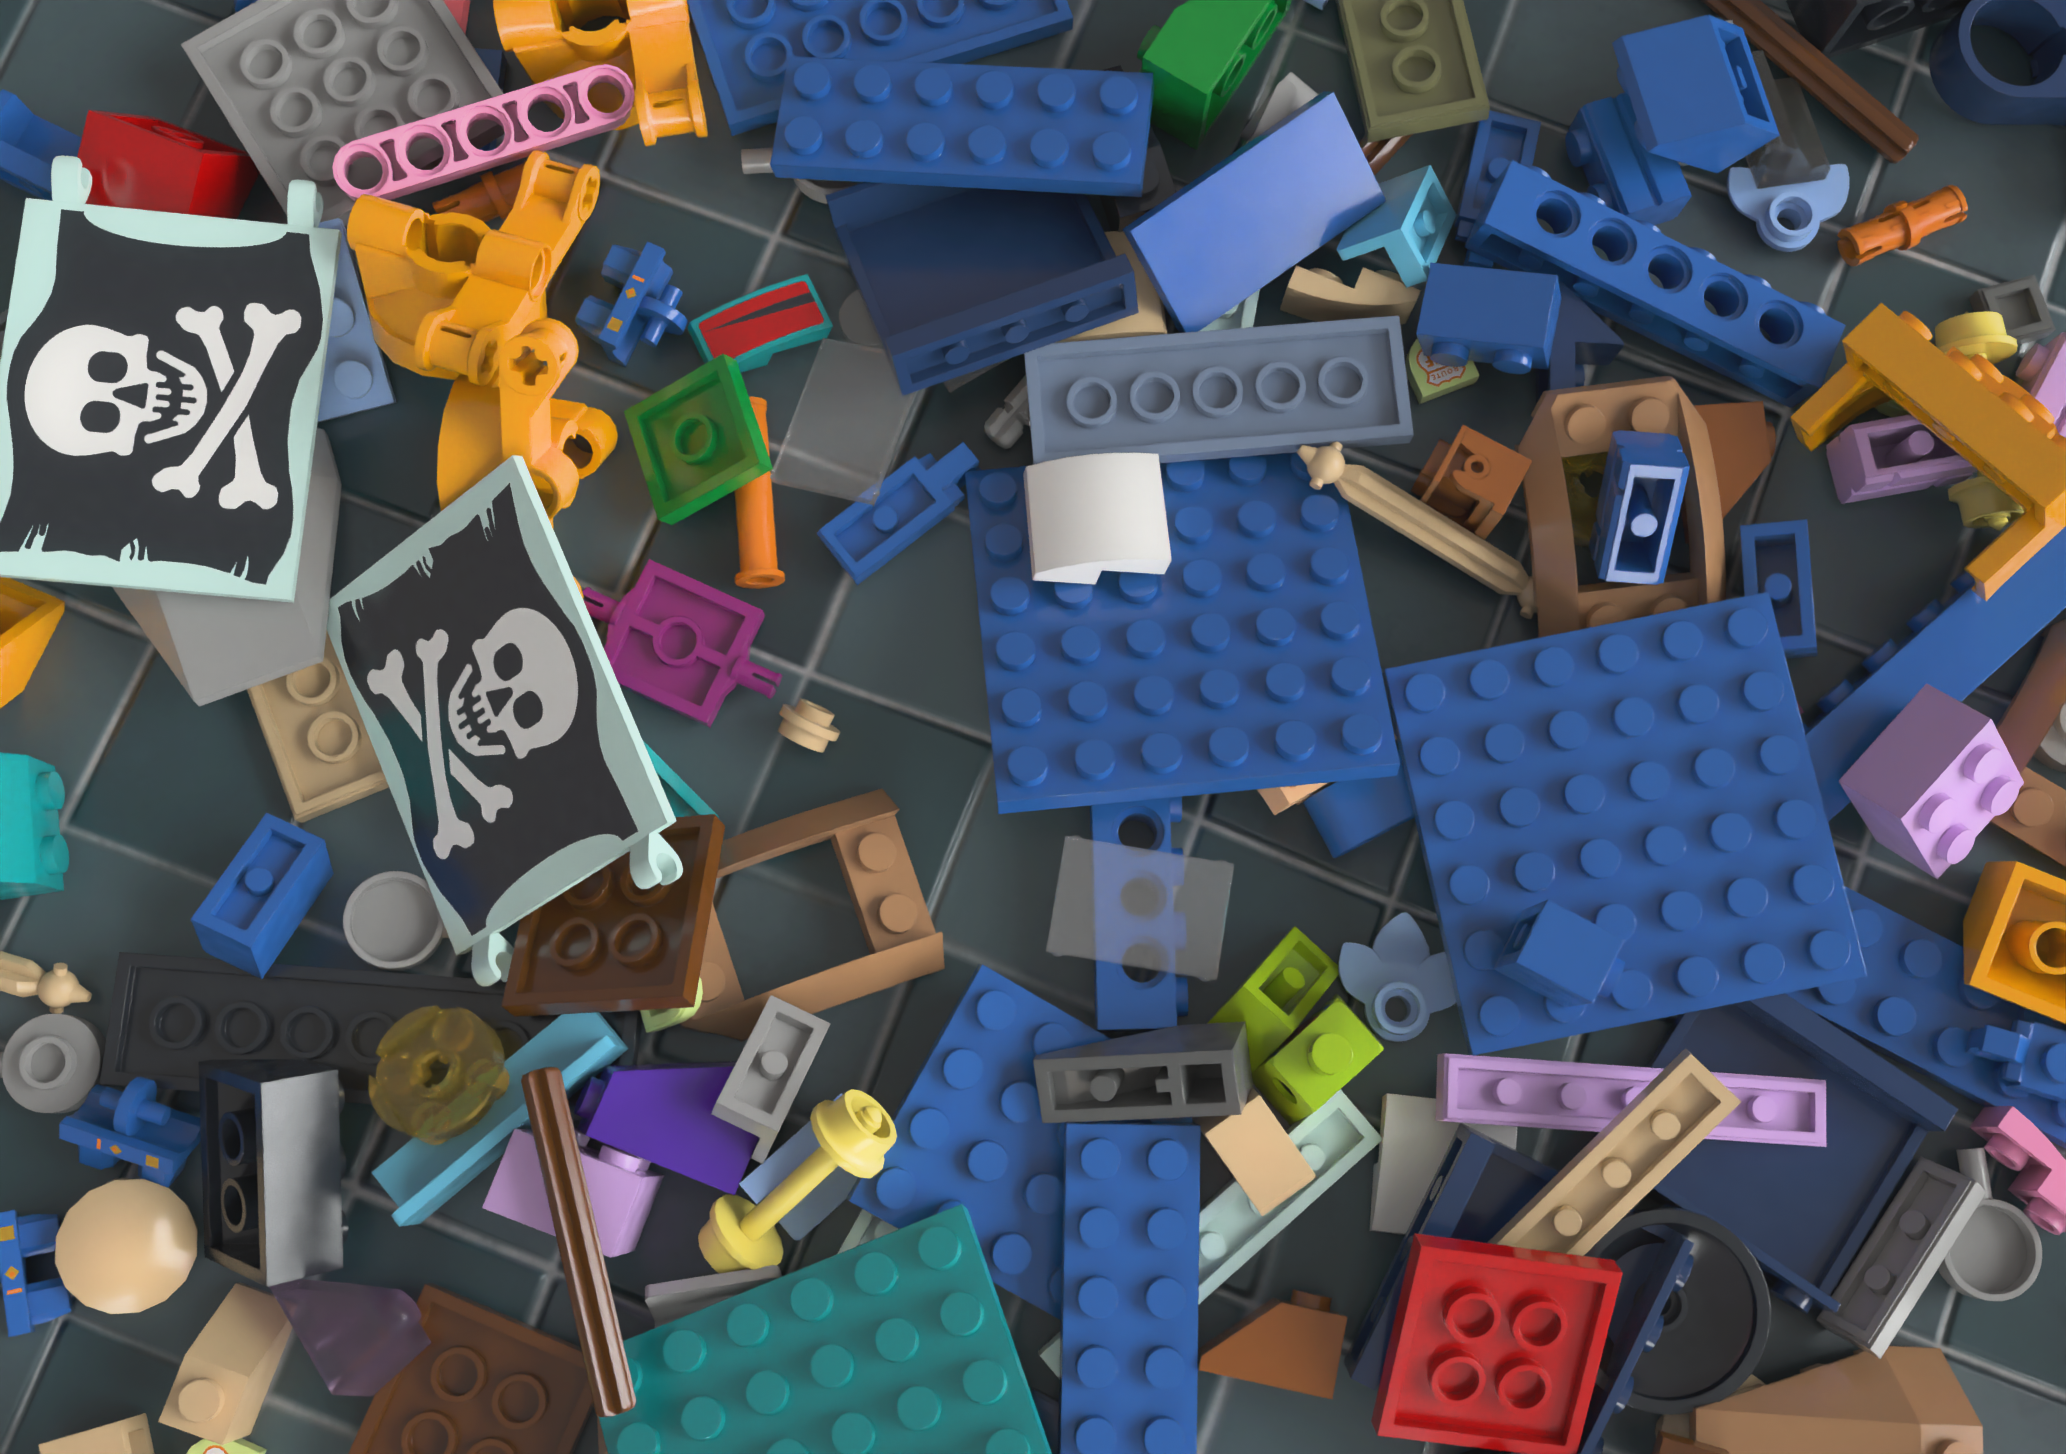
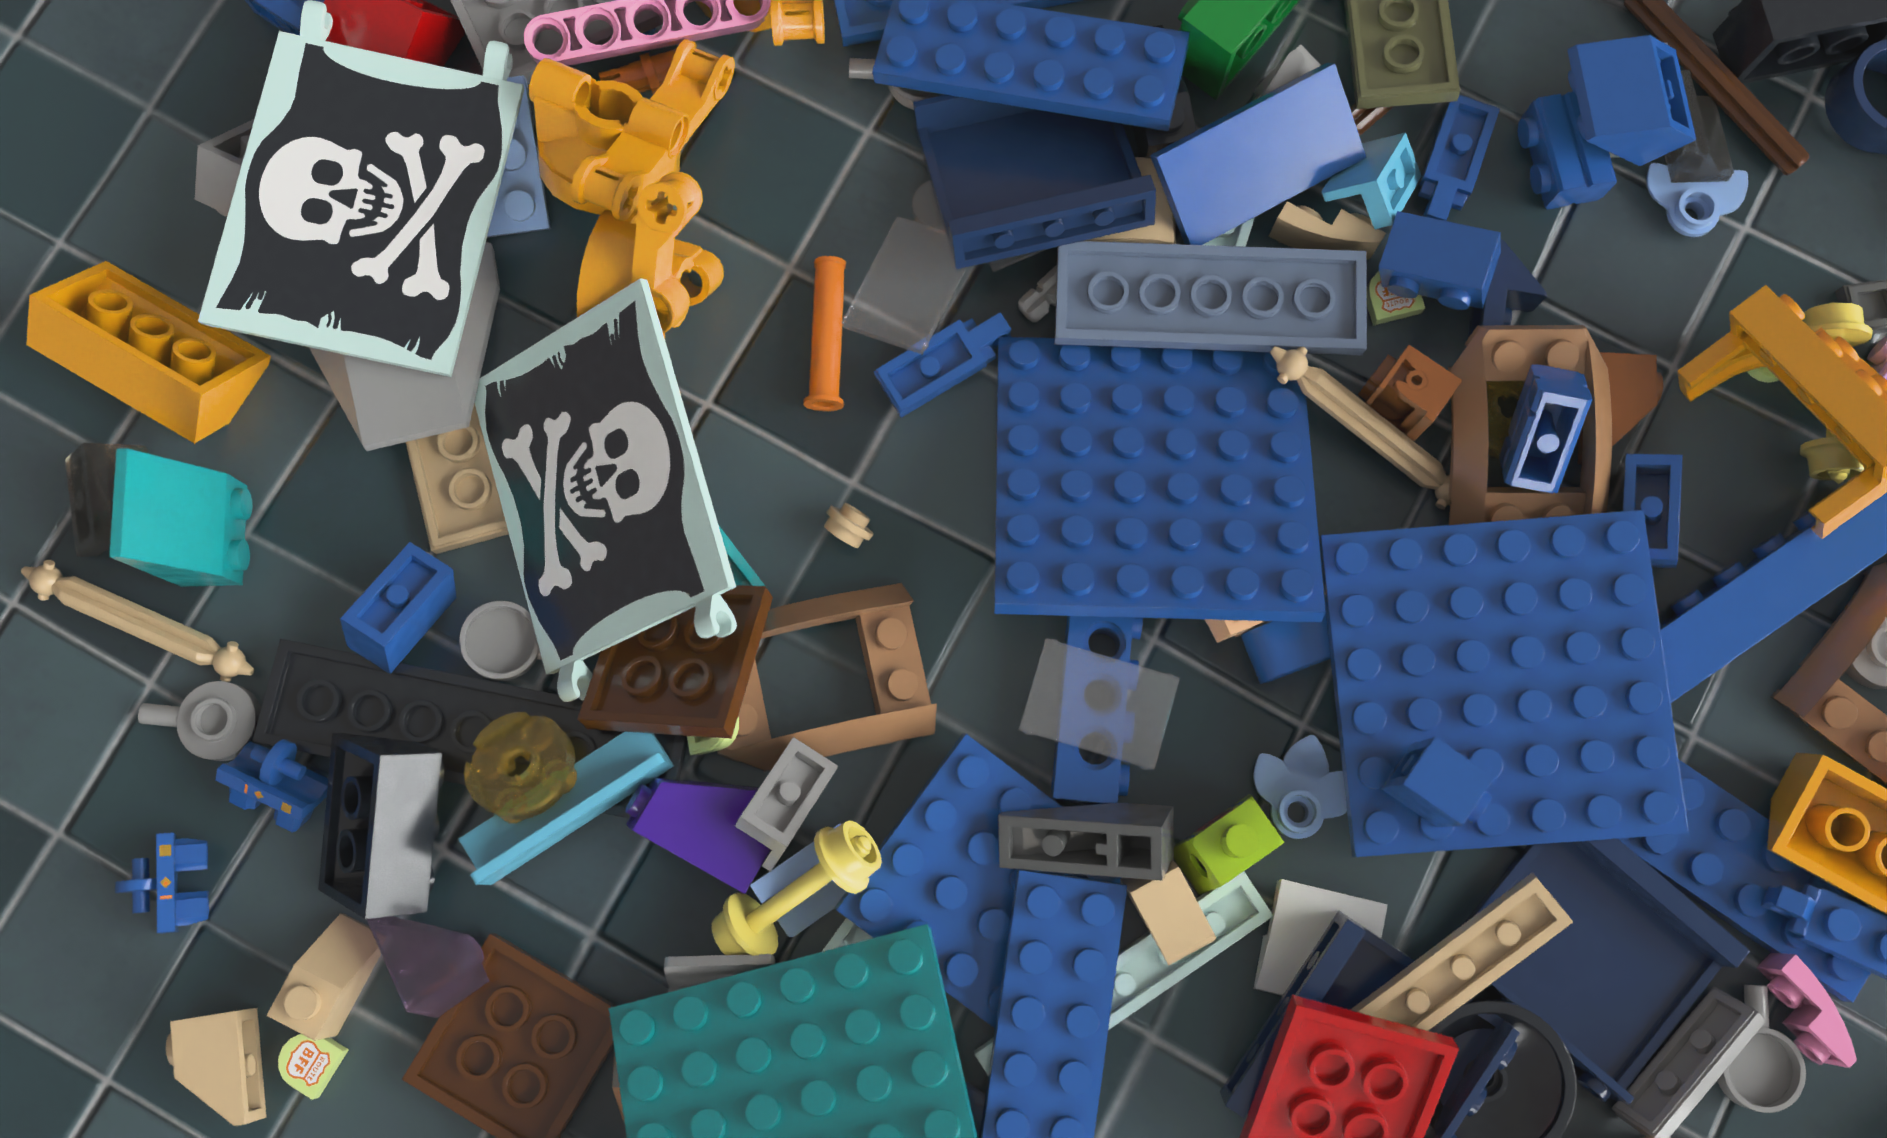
camera: 10 degrees right, 0 degrees up
(126, 1246) = (257, 872): tan dish -> none
(578, 1242) = (617, 915): reddish brown axle -> none
(616, 1182) = (617, 873): lavender brick -> none
(643, 307) = (756, 175): blue hips -> none
(681, 642) = (755, 446): magenta plate -> none
(698, 439) = (787, 285): green plate -> none
(762, 324) = (847, 199): slope -> none
(1096, 517) = (1101, 384): white slope -> none
(1279, 994) = (1203, 787): lime slope -> none
(1282, 1345) = (1172, 1072): dark orange slope -> none
(1592, 1095) = (1450, 901): lavender tile -> none
(1670, 315) = (1589, 276): blue brick -> none
(1891, 459) = (1757, 415): lavender brick -> none
(1902, 225) = (1787, 226): orange pin -> none
(1933, 781) = (1761, 680): lavender brick -> none

